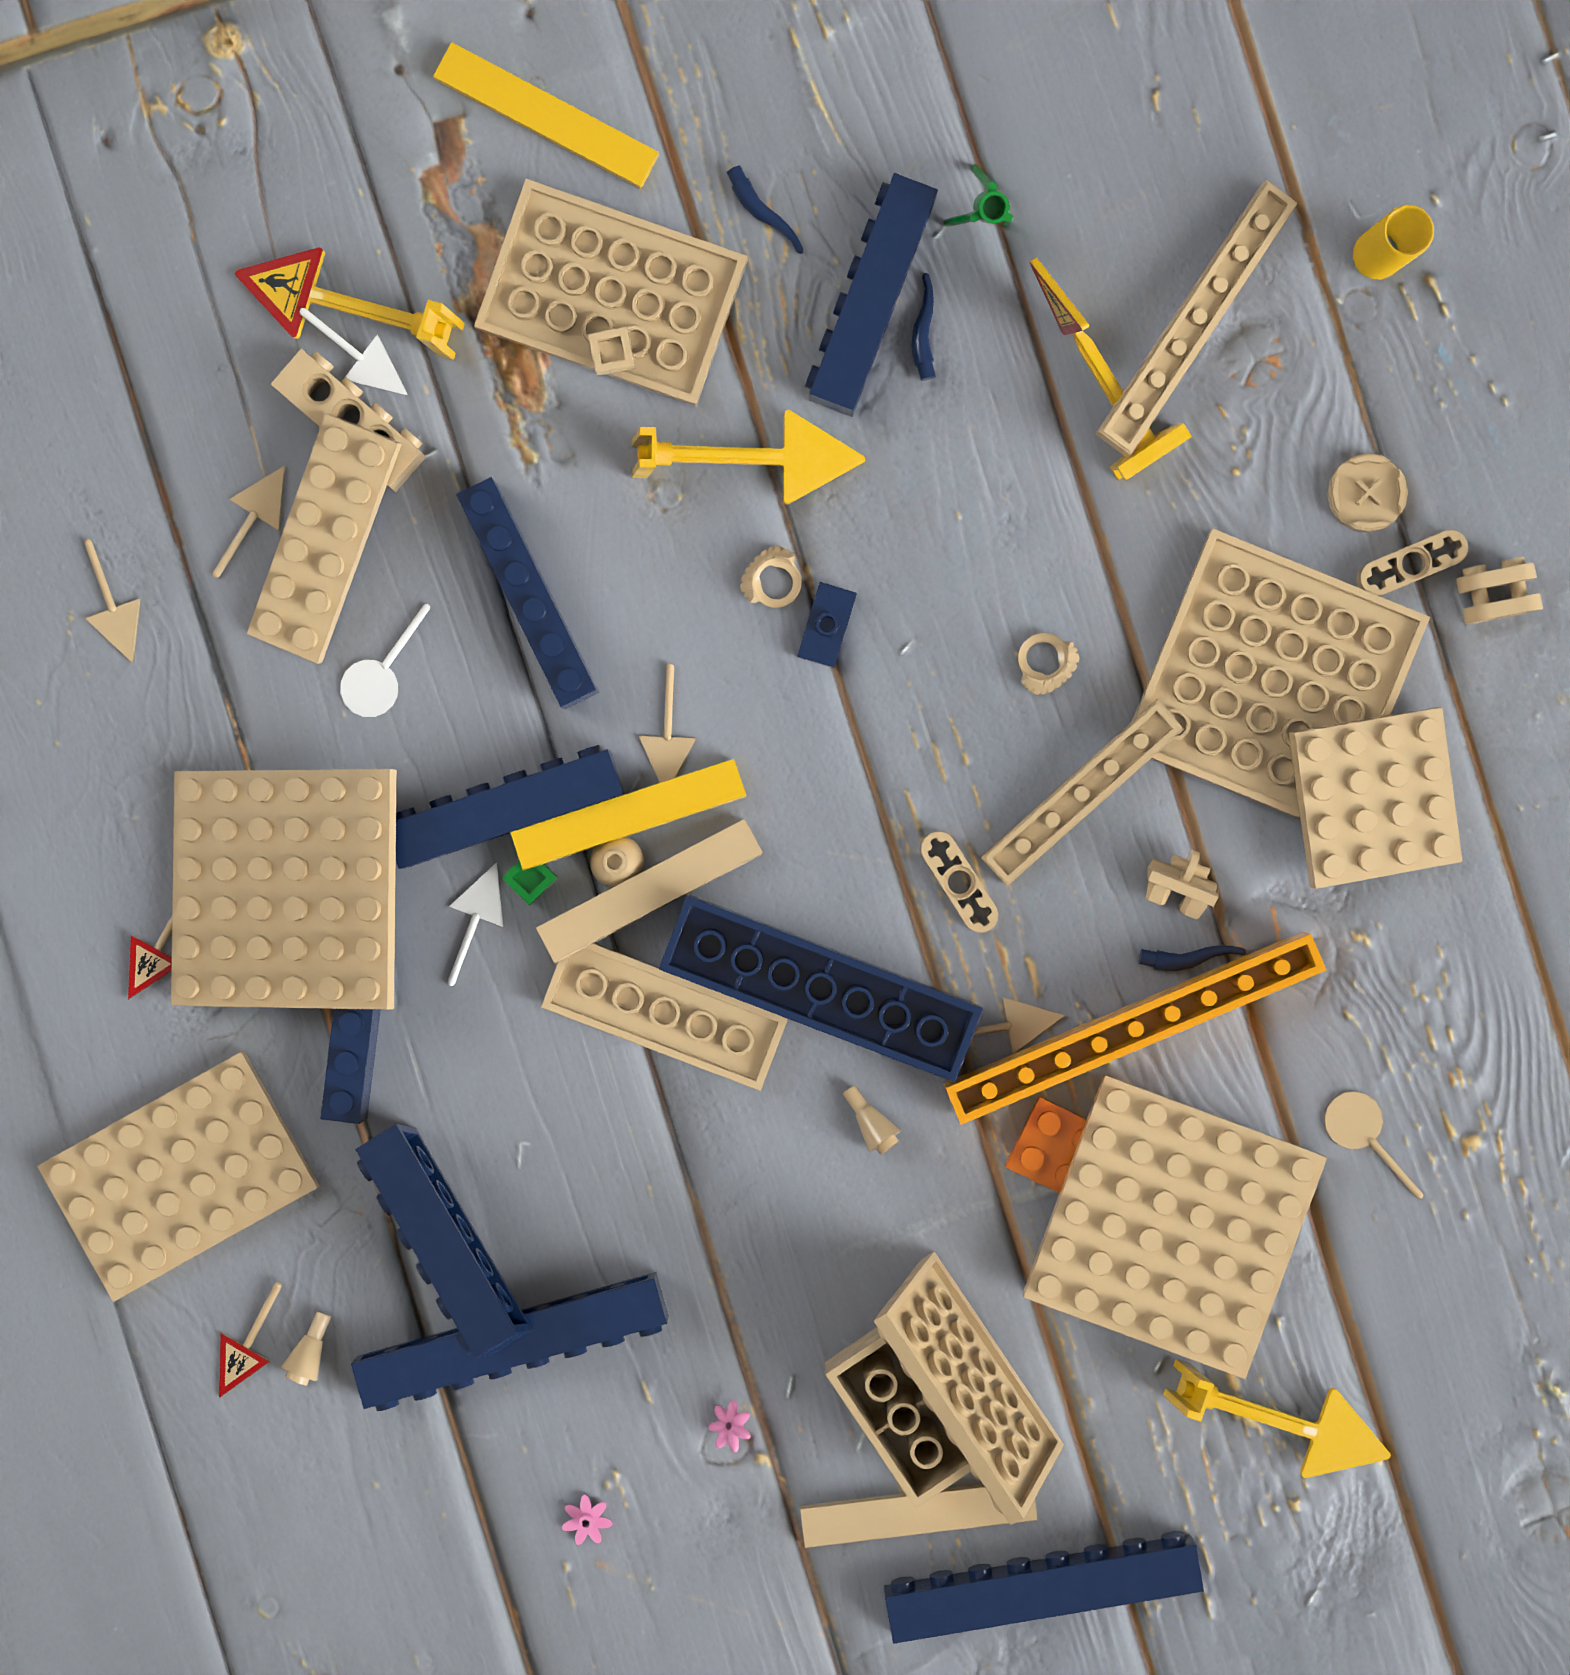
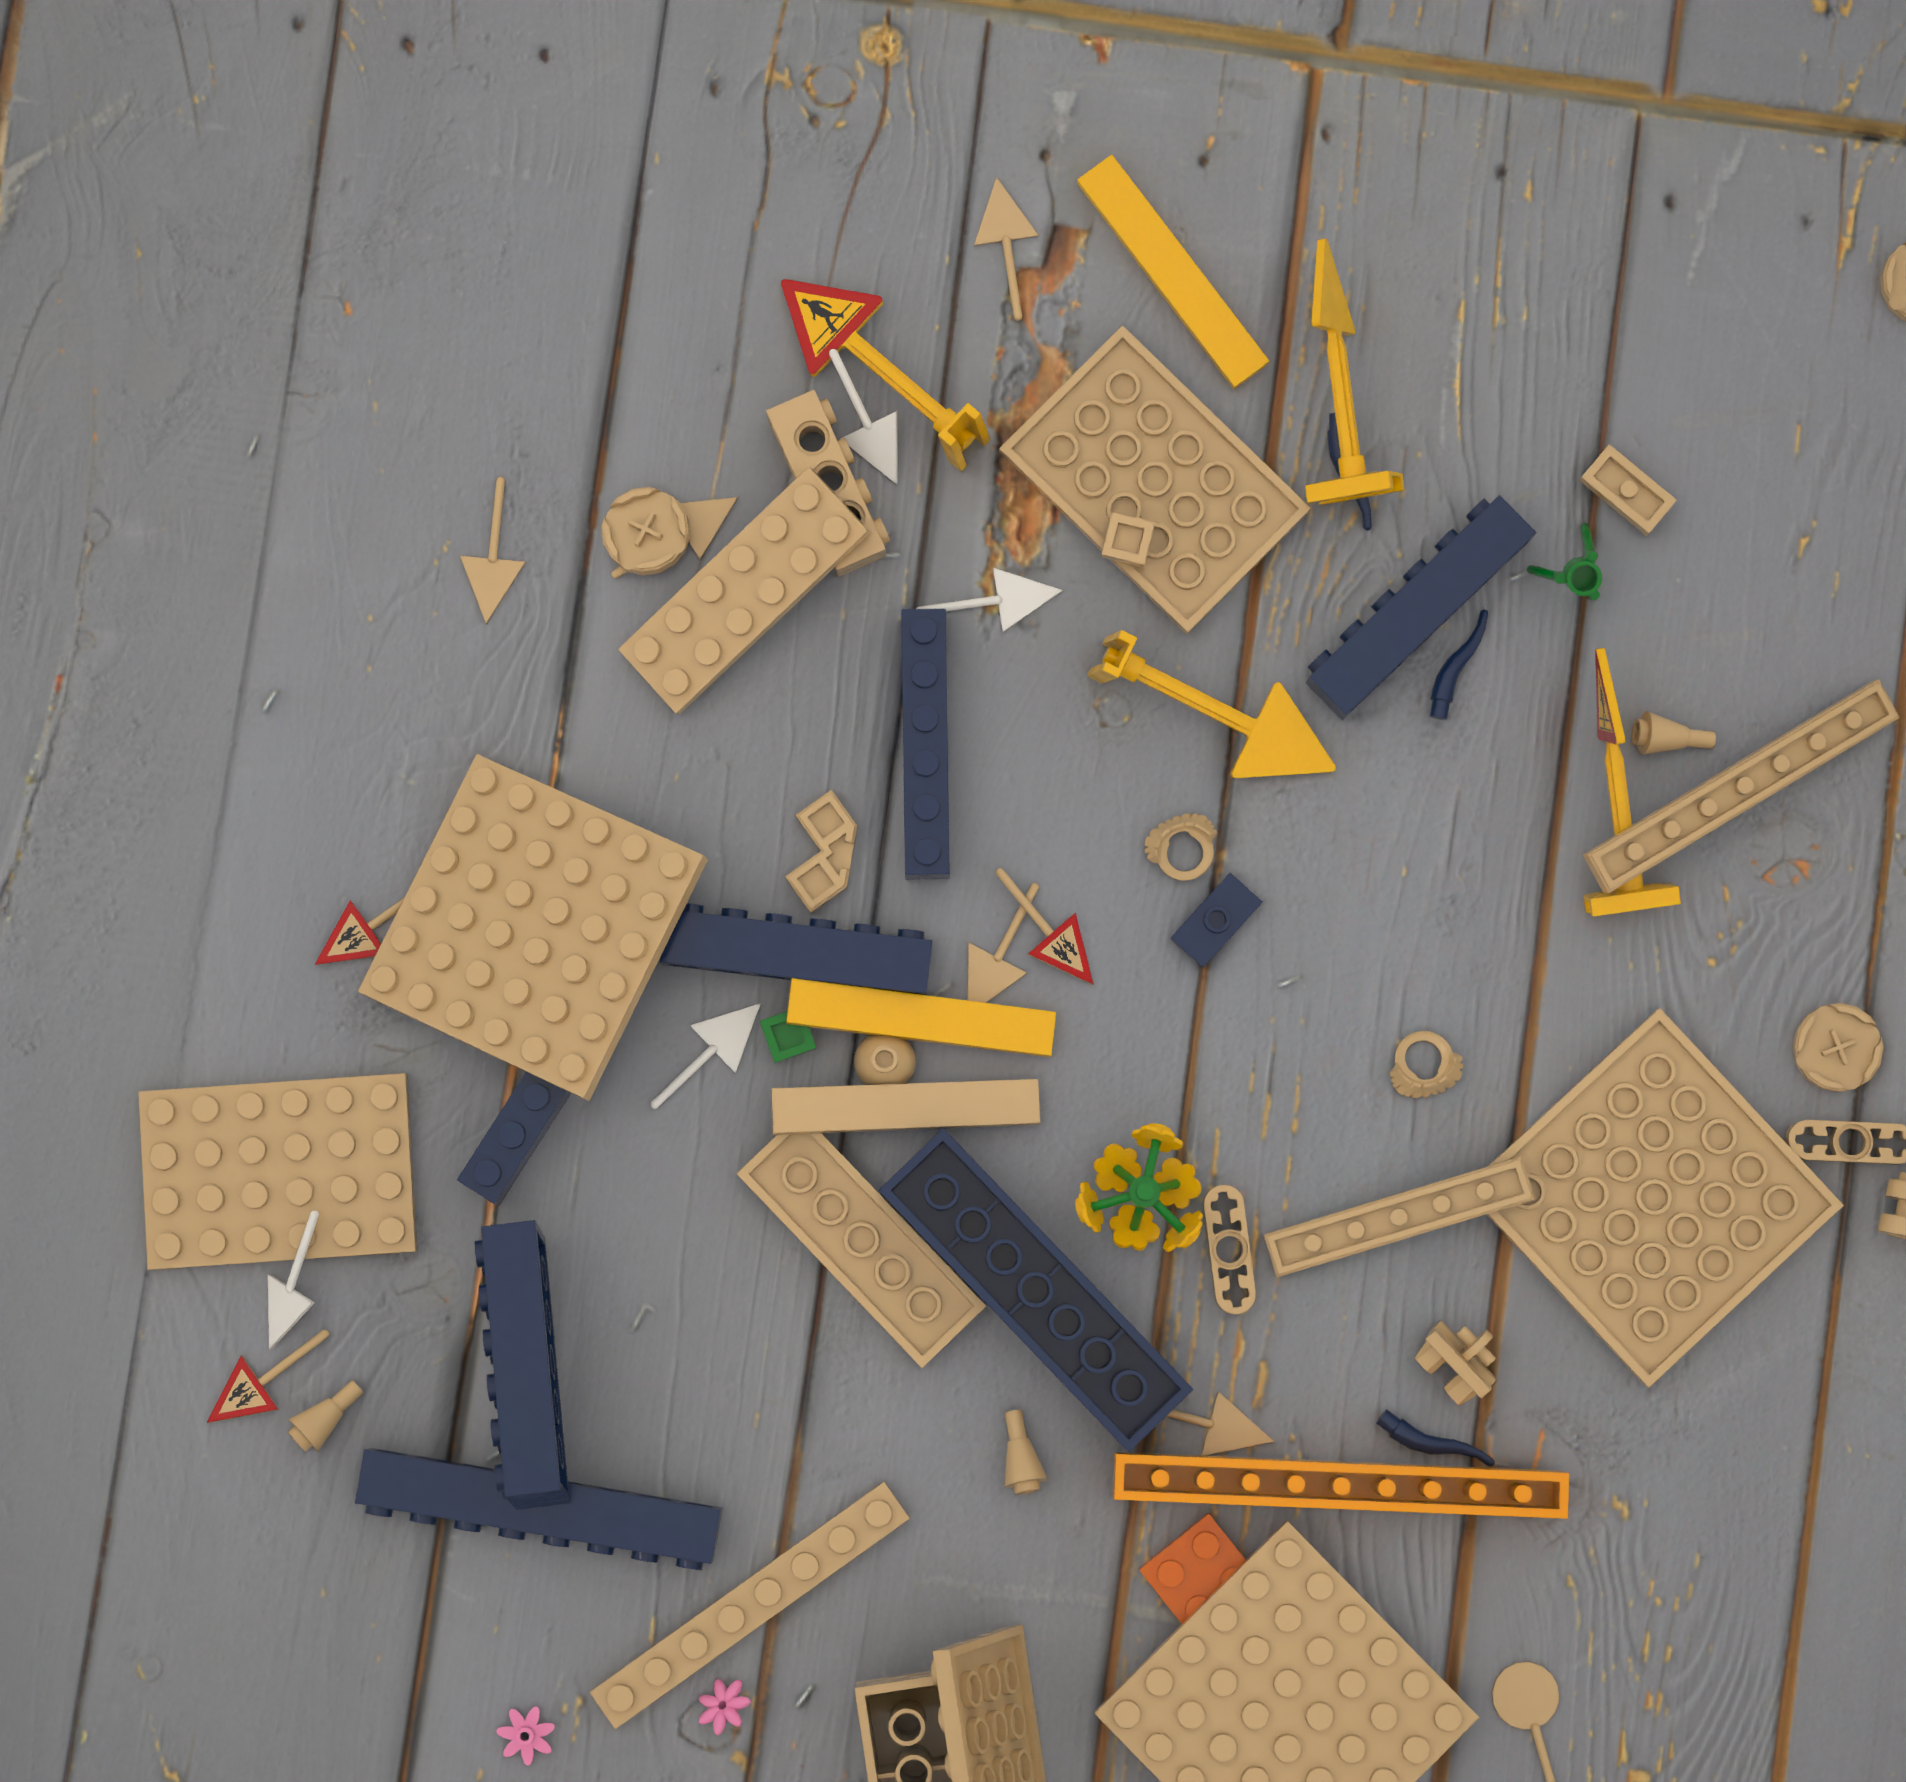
camera: 25 degrees right, 5 degrees down
(223, 528) = (645, 531): none -> tan tile
(235, 1276) = (284, 1302): none -> white piece
(371, 686) = (718, 762): white piece -> none
(391, 141) = (1004, 223): none -> tan piece
(500, 731) = (829, 870): none -> tan tile
(545, 441) = (1015, 598): none -> white piece
(691, 88) = (1332, 314): none -> yellow piece
(713, 1337) = (749, 1605): none -> tan plate
(714, 704) = (1061, 947): none -> piece
(873, 896) = (1169, 1187): none -> yellow plant
(995, 120) = (1627, 490): none -> tan plate
(1112, 307) = (1660, 734): none -> tan cone
(1375, 797) = (1702, 1365): tan plate -> none

